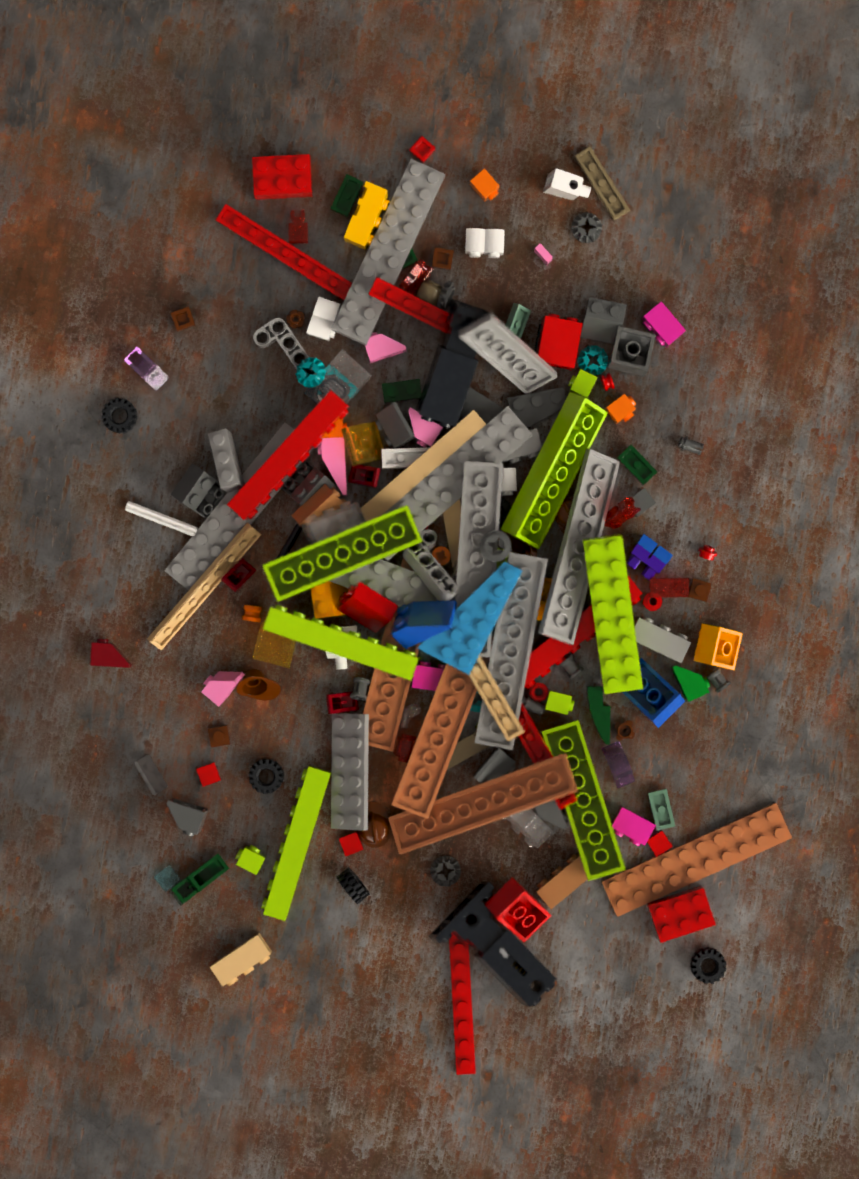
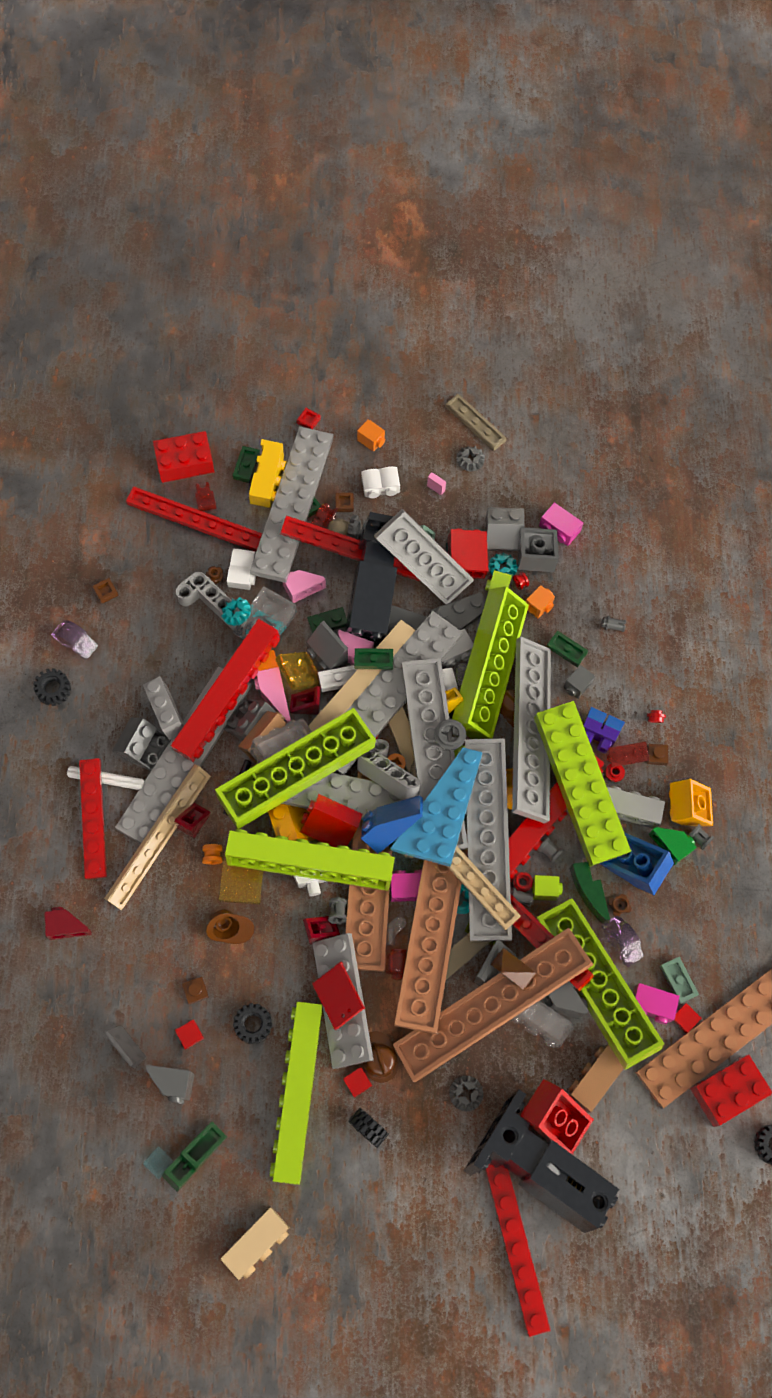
camera: 15 degrees left, 20 degrees down
(144, 558) = (92, 819): none -> red plate
(221, 685) = (190, 933): bright pink slope -> none
(250, 859) = (249, 1120): lime brick -> none
(346, 768) = (338, 995): none -> red container
(437, 450) = (373, 658): none -> dark green plate
(506, 779) = (513, 969): none -> reddish brown slope
(508, 504) = (453, 699): none -> yellow slope
(523, 471) = (460, 672): none -> clear arm
(558, 185) = (444, 424): white torso -> none
(617, 516) = (569, 689): clear red hinge -> none

